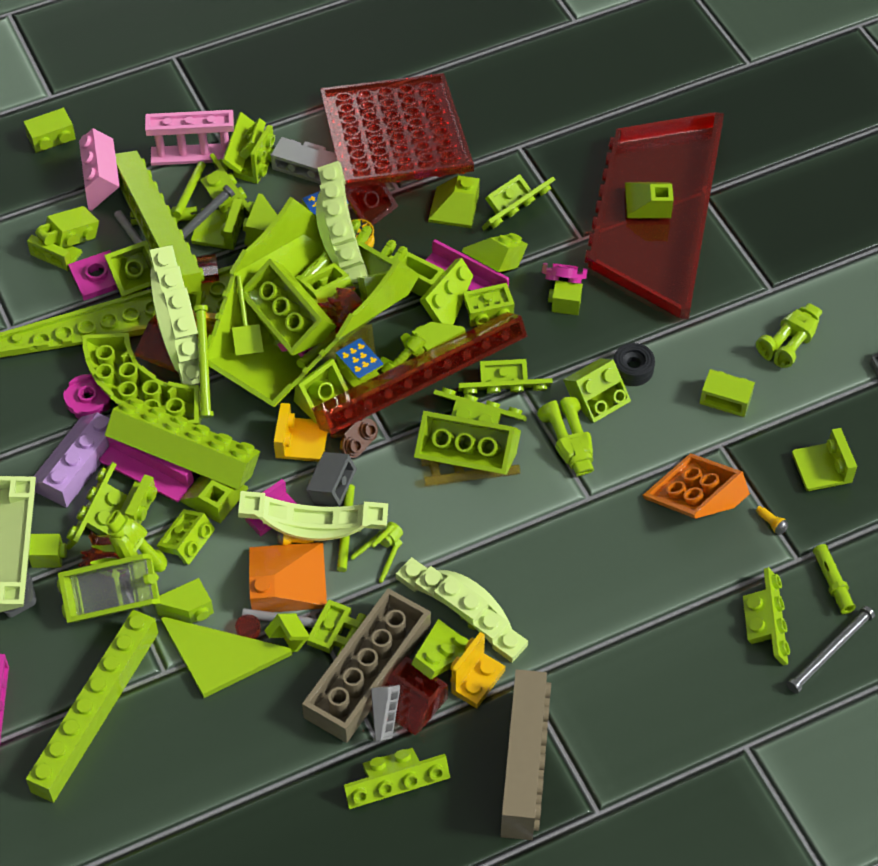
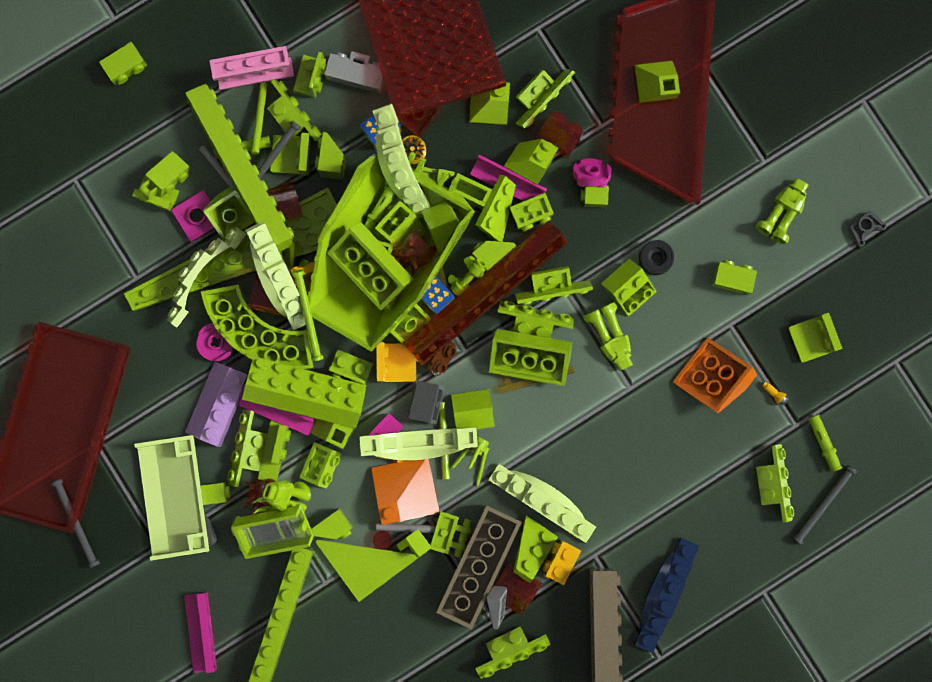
camera: 10 degrees left, 30 degrees up
(87, 302) = (189, 273): none -> yellowish green piece
(98, 167) = (177, 109): bright pink slope -> none
(242, 141) = (301, 60): lime bracket -> none
(246, 433) = (350, 367): none -> lime bracket
(247, 337) = (340, 289): lime piece -> none
(395, 493) = (473, 409): none -> lime slope
(535, 229) = (561, 133): none -> clear red slope
(606, 731) = (665, 594): none -> dark blue piece

